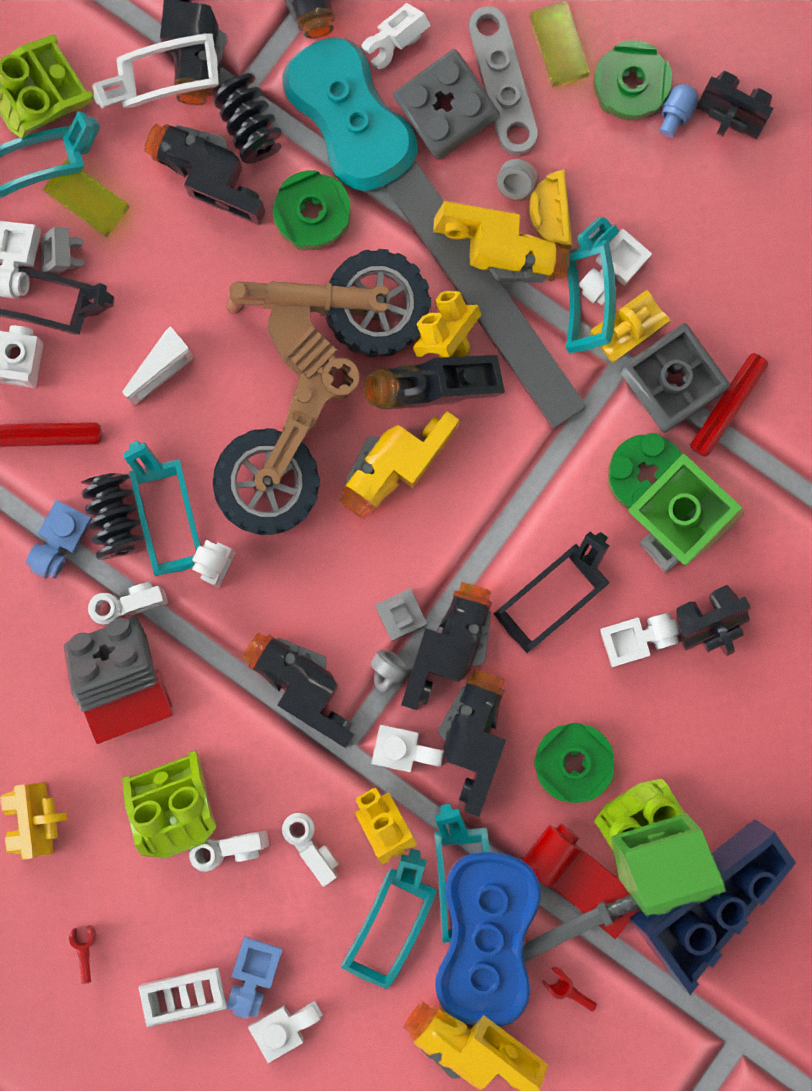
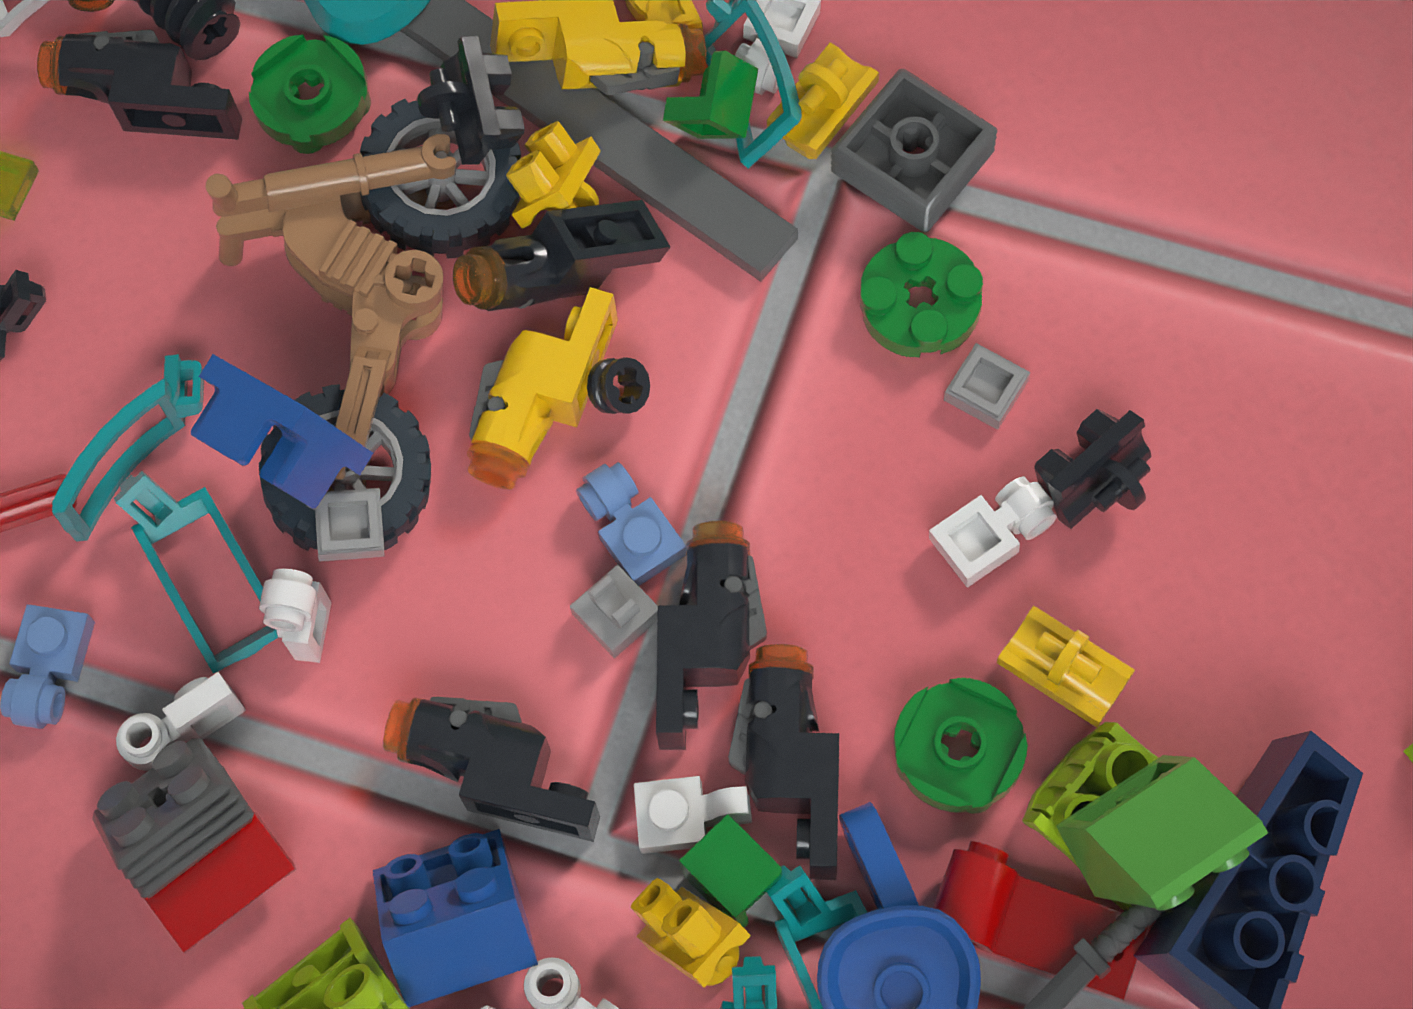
camera: 15 degrees left, 15 degrees down
(112, 515) = (119, 598): black piece -> none
(142, 415) = (173, 399): none -> teal sword
(162, 362) = (137, 359): white slope -> none
(225, 457) = (242, 416): none -> blue panel
(254, 770) = (452, 917): none -> blue slope
(258, 522) = (349, 525): none -> light grey tile
(391, 667) = (621, 695): light grey tile -> none
(405, 268) = (464, 101): none -> black hips
(419, 797) = (730, 869): none -> green panel
(428, 574) = (638, 537): none -> medium blue plate
(436, 470) = (607, 396): none -> black bush
(504, 818) = (876, 857): none -> blue beam
(566, 306) = (723, 101): none -> green panel
(586, 564) = (876, 449): black sword -> none
(650, 739) = (1065, 666): none -> yellow hips
(686, 510) = (999, 314): bright green slope -> none
(729, 404) = (1006, 168): red axle -> none

